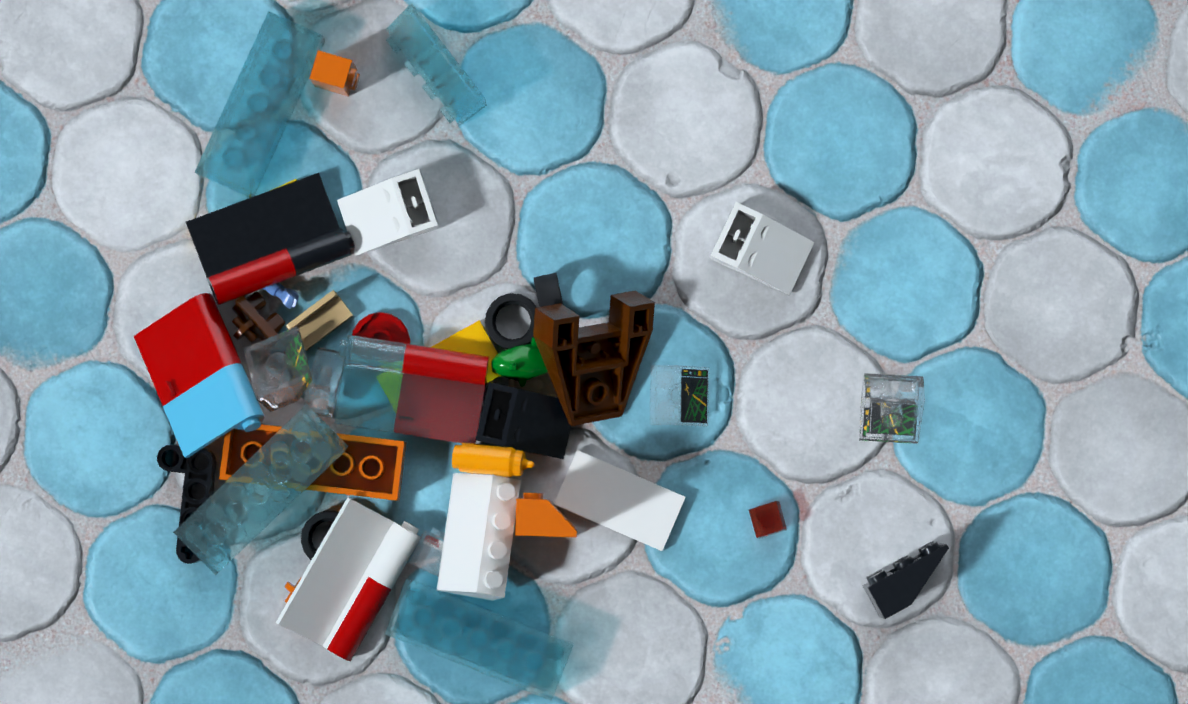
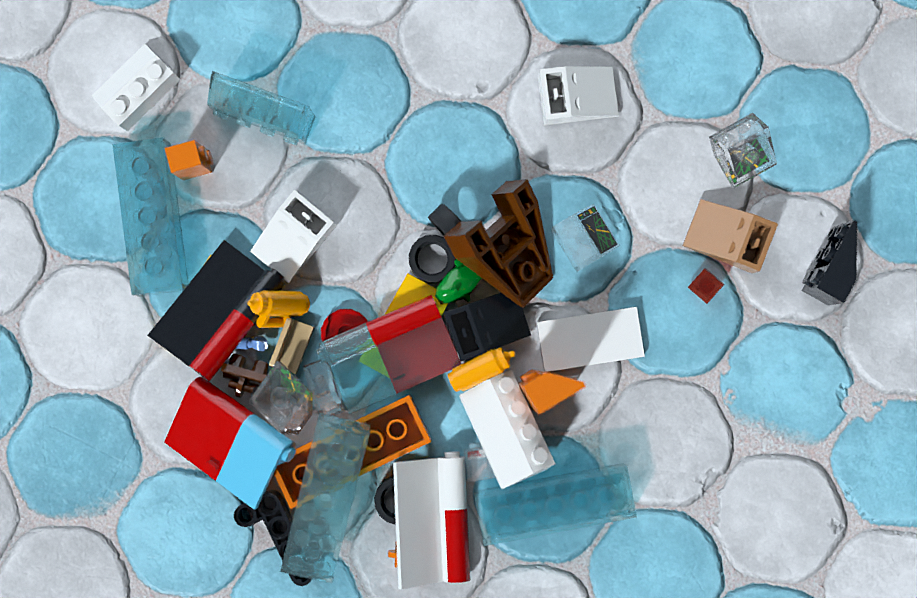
camera: 30 degrees left, 0 degrees up
(332, 271) = (277, 304): none -> light orange piece
(822, 484) = (730, 235): none -> slope

